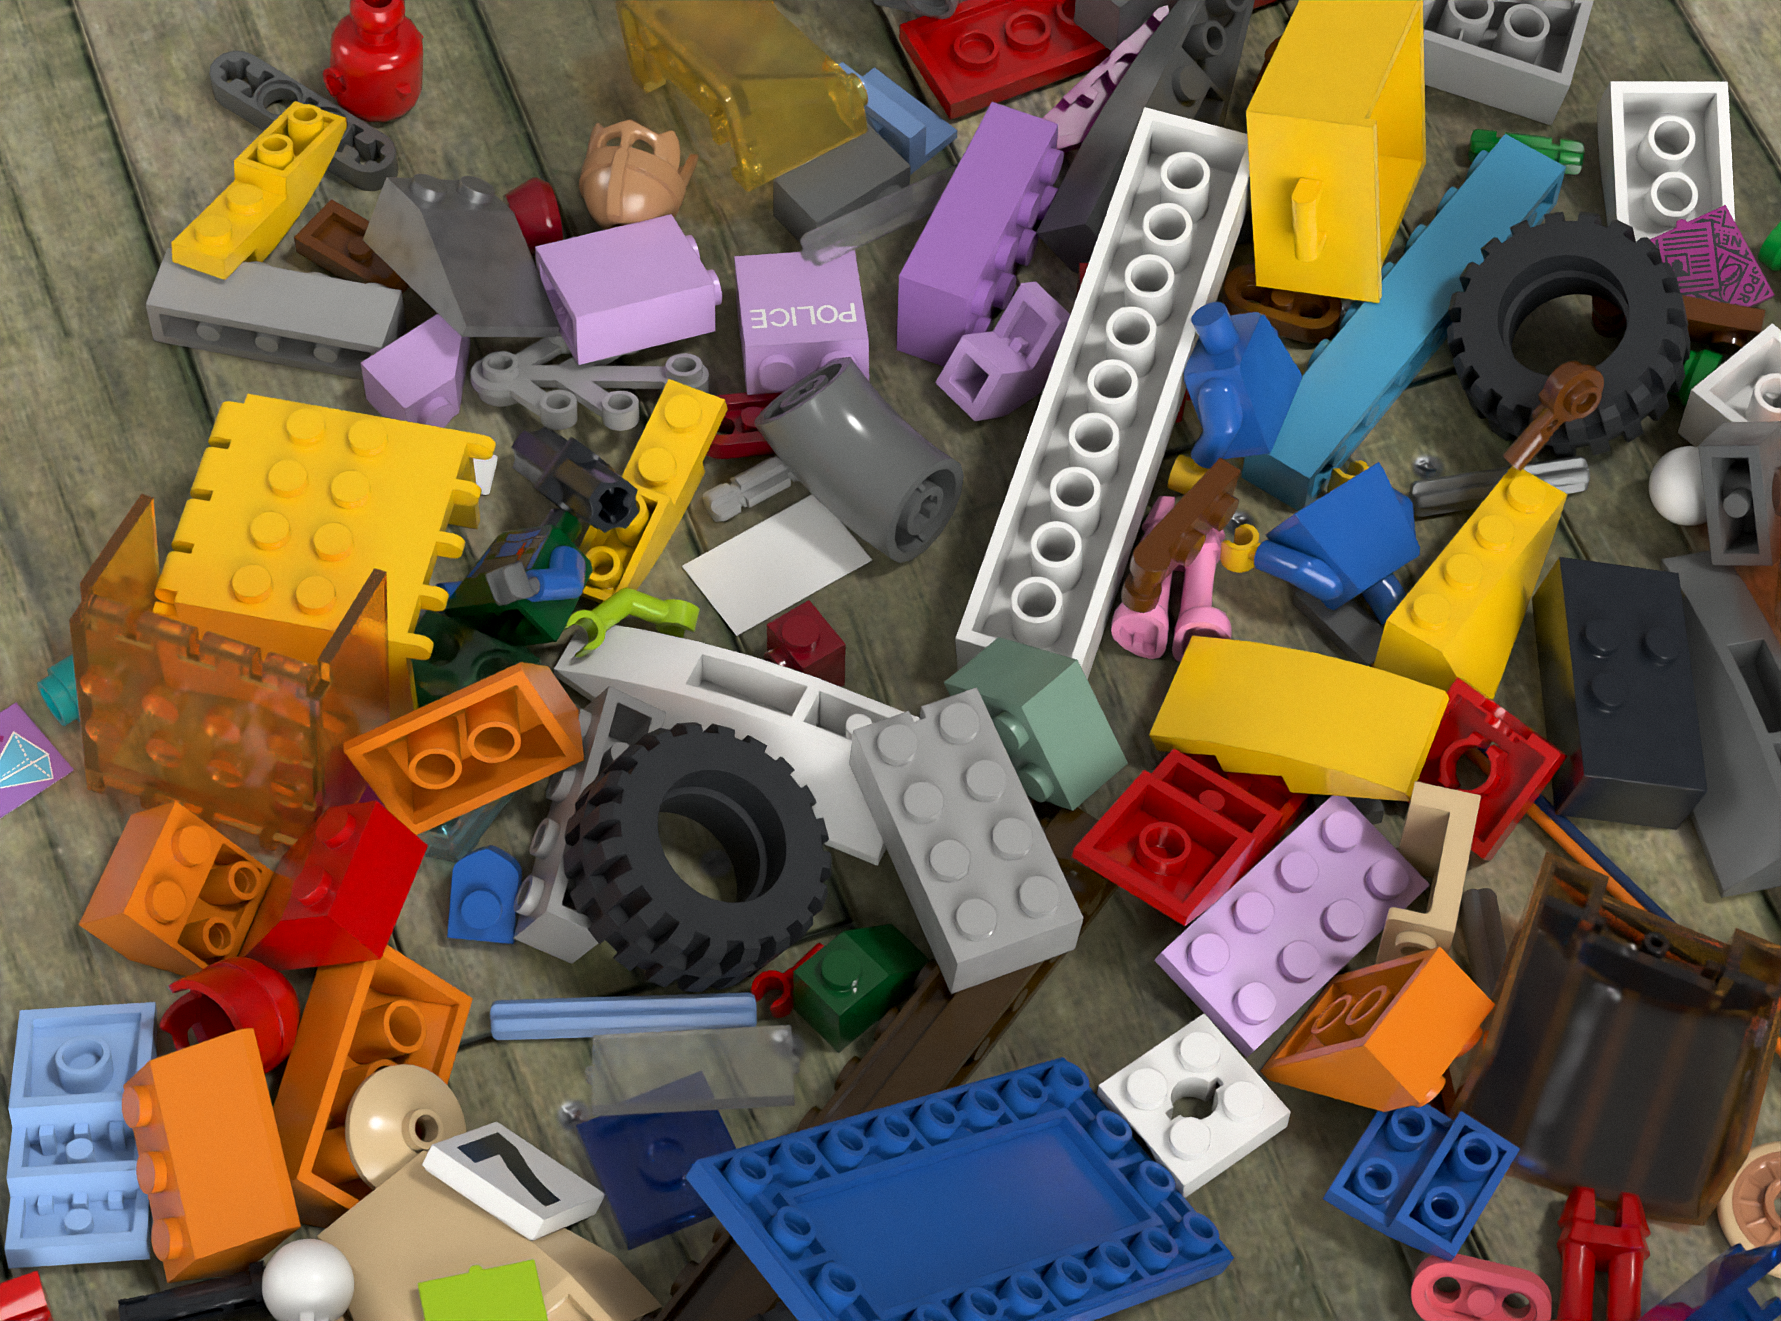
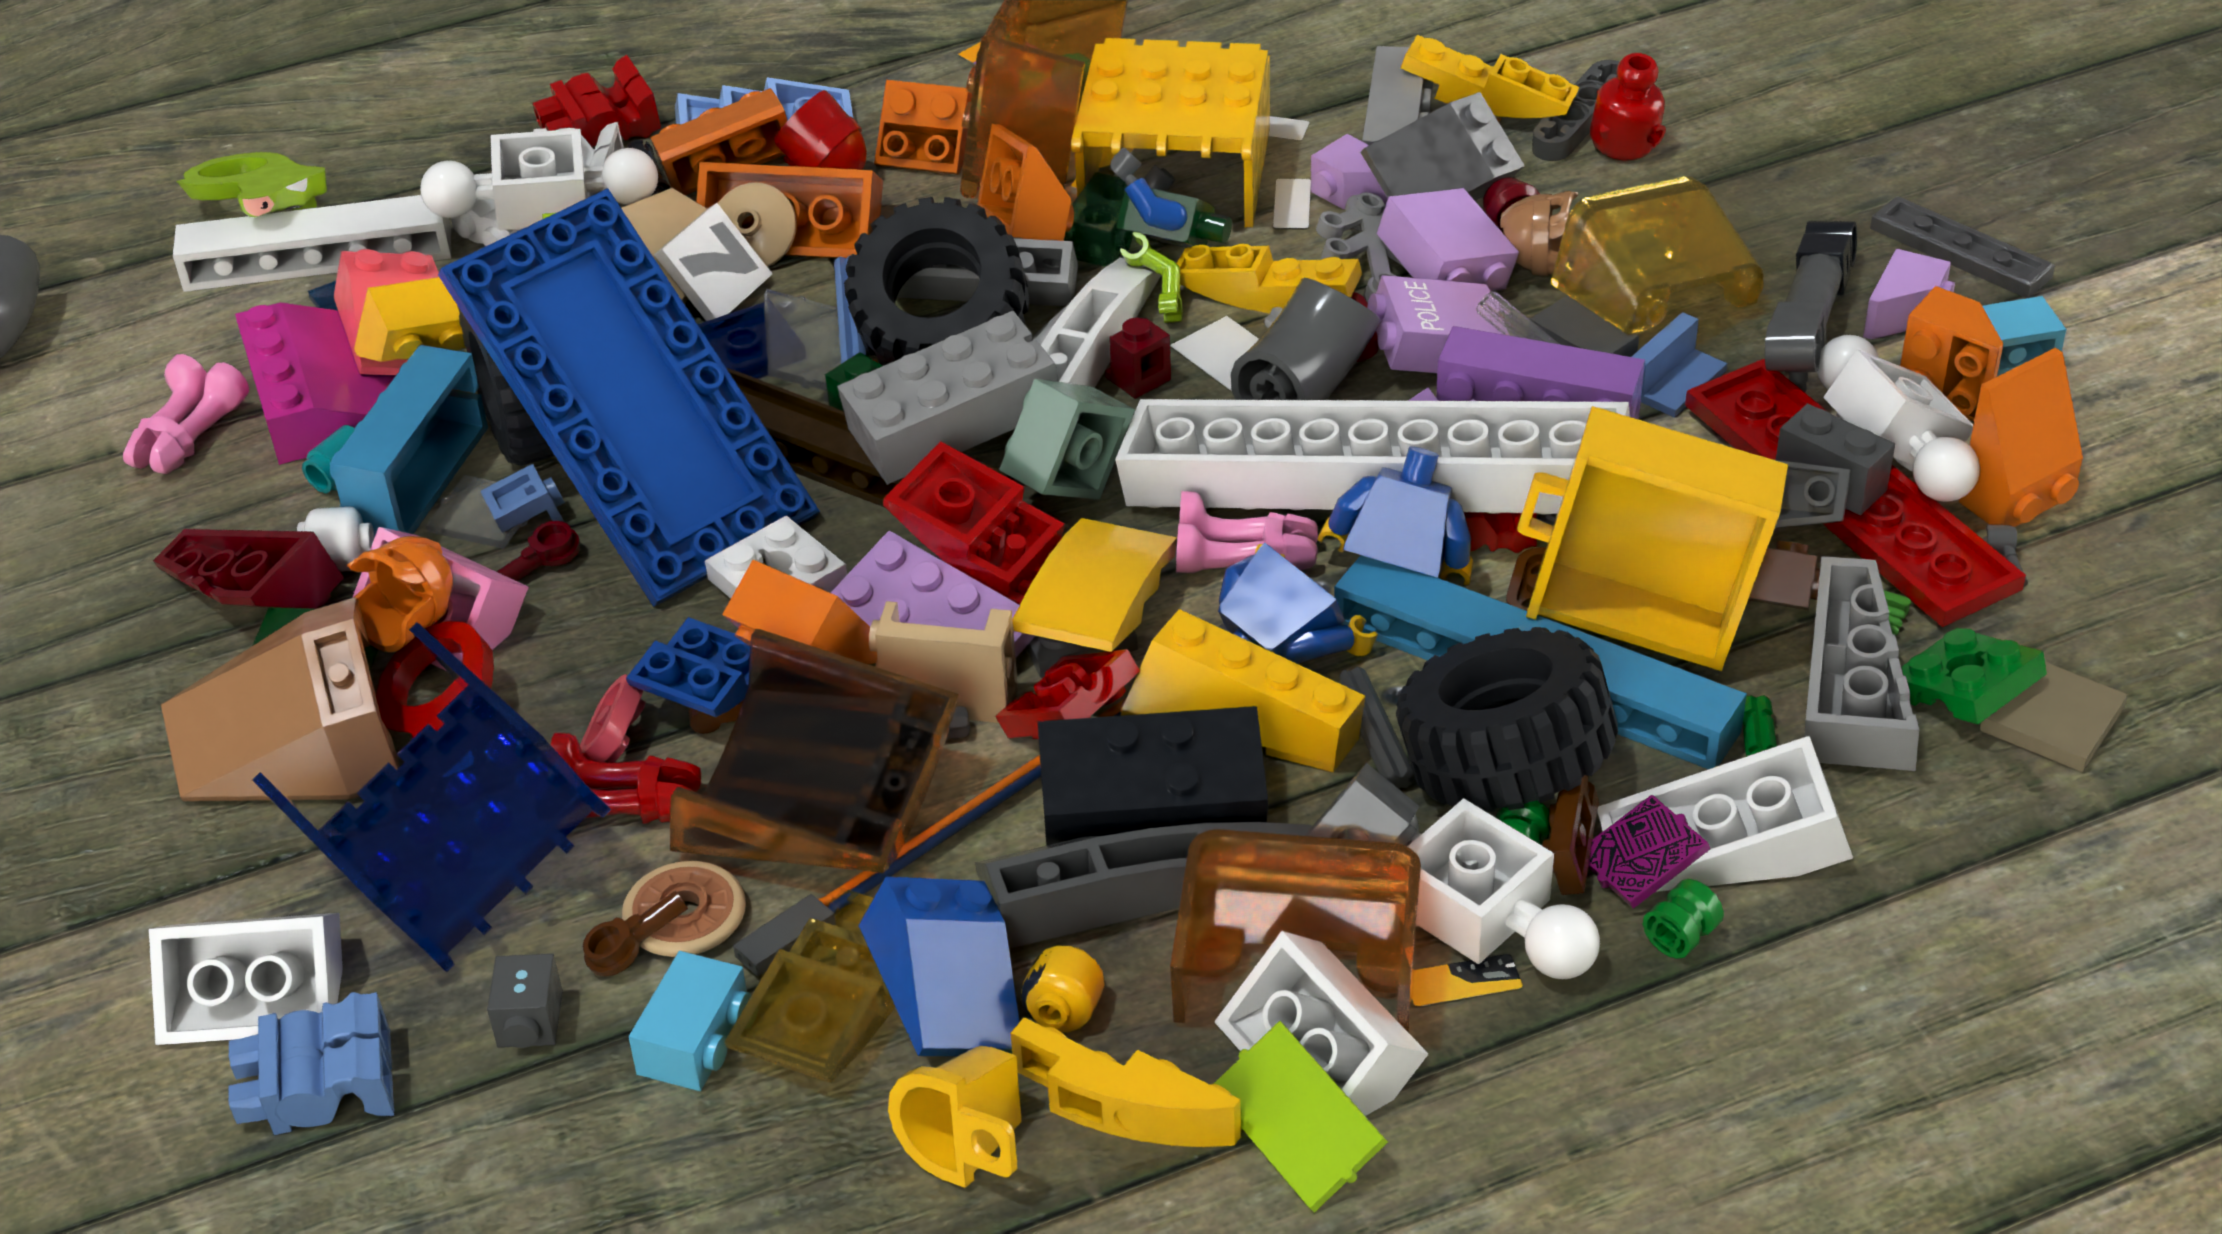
camera: 90 degrees right, 15 degrees down
(337, 891) = (904, 145): red slope -> none
(575, 479) = (1258, 224): black piece -> none
(1180, 535) = (1249, 499): reddish brown plate -> none
(1567, 395) = (1405, 681): reddish brown plate -> none

